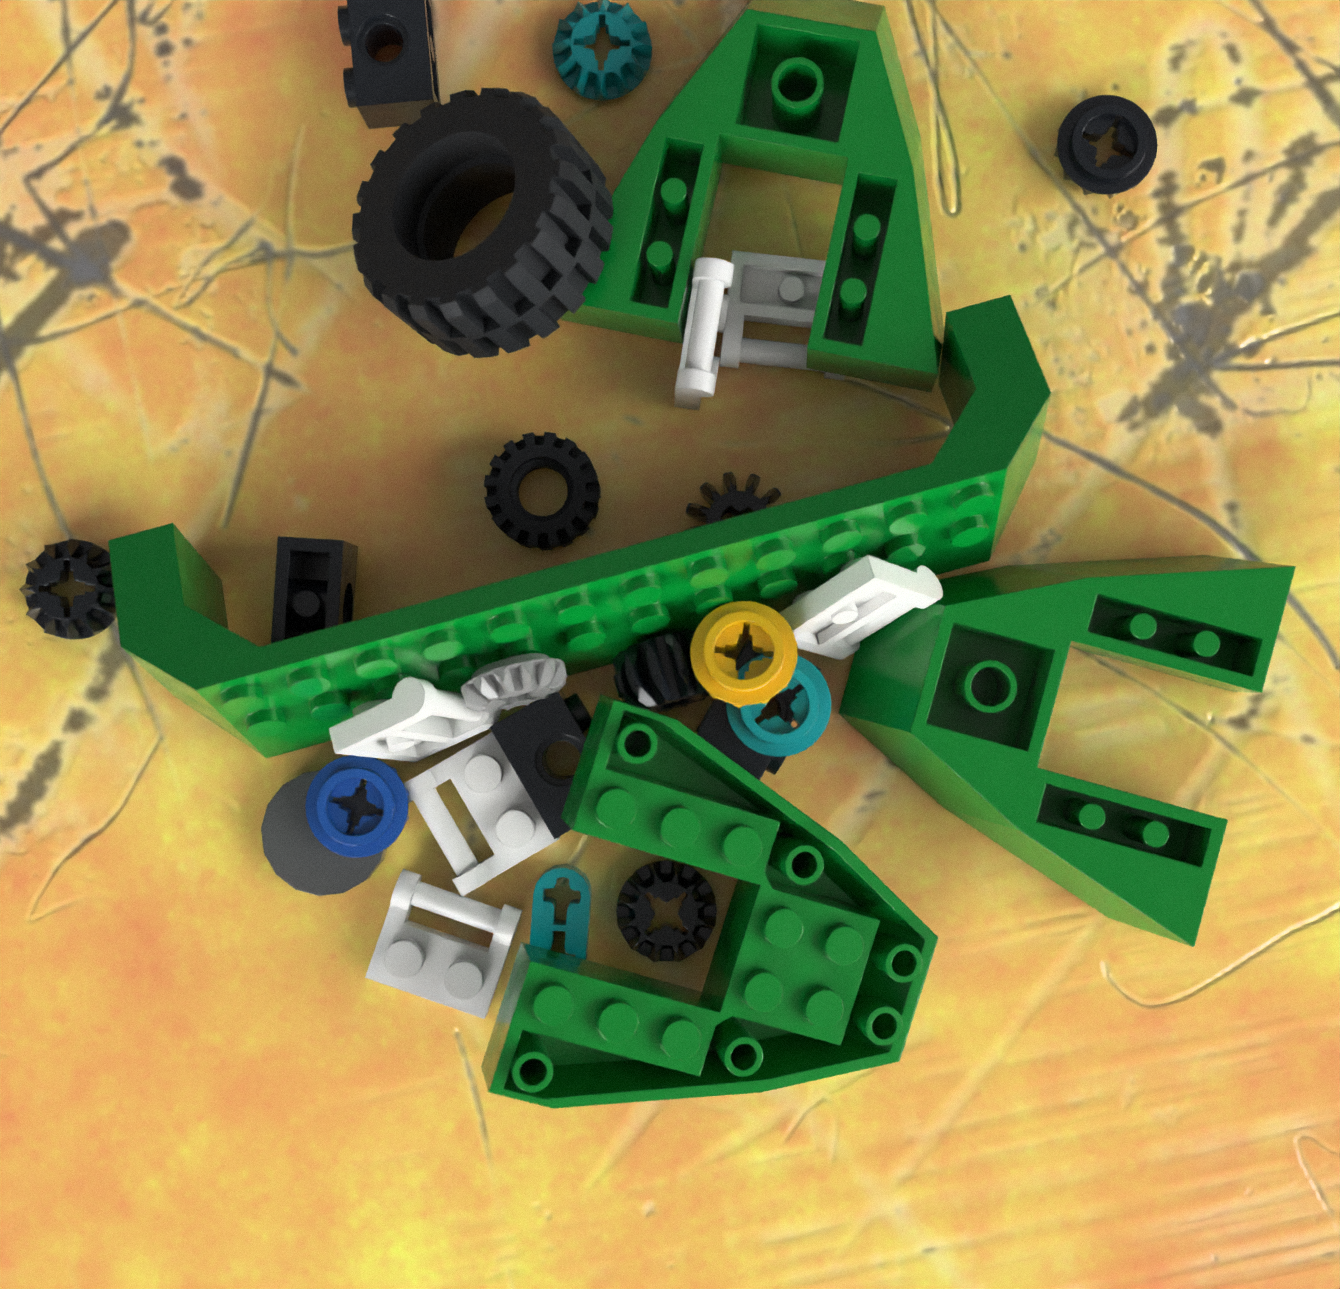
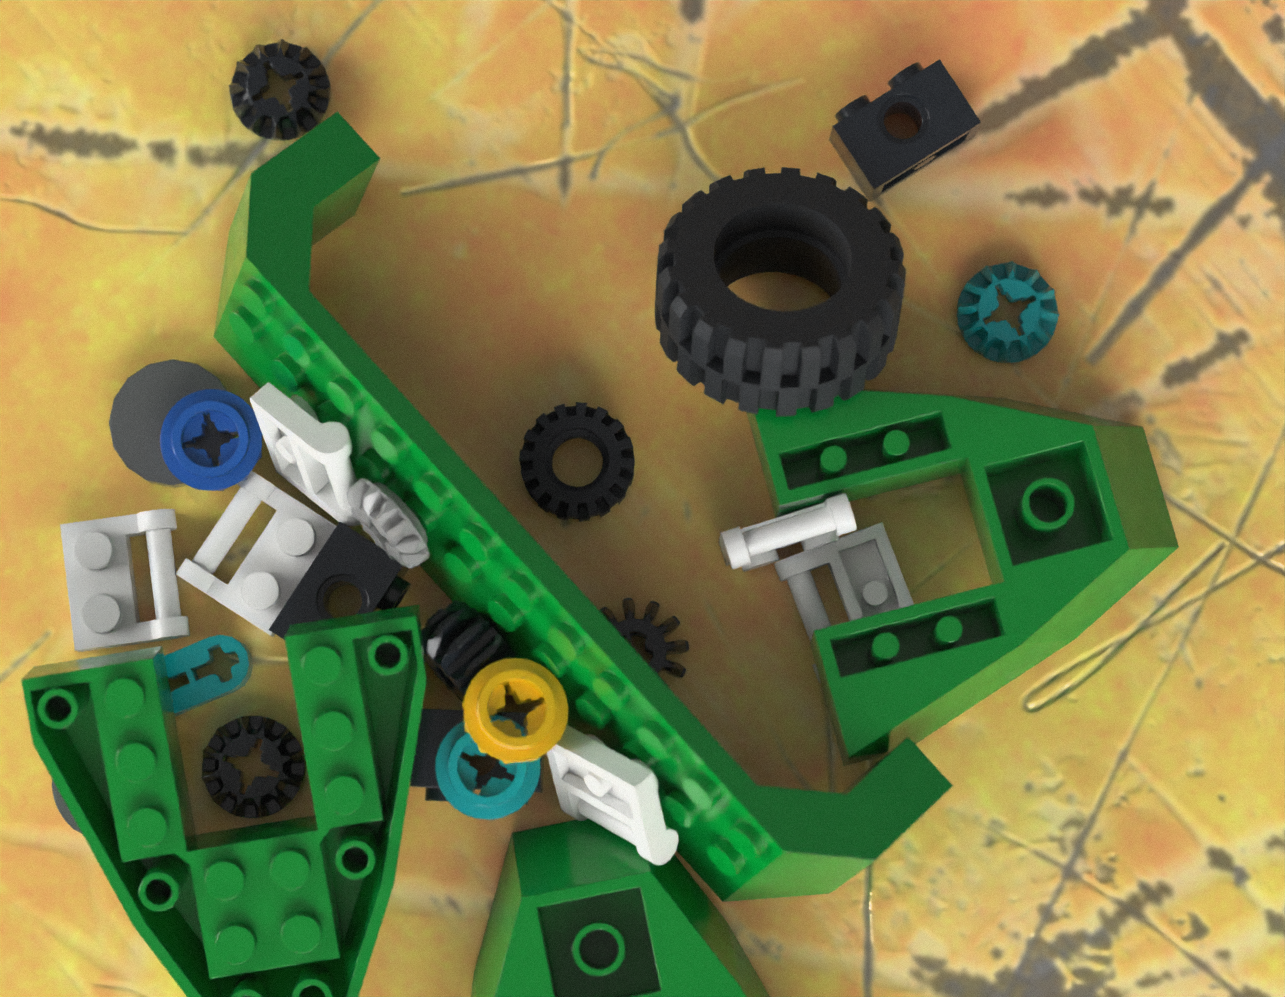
camera: 65 degrees right, 5 degrees down
(312, 586) = (384, 304): black brick -> none
(1133, 139) = (1176, 791): black gear -> none

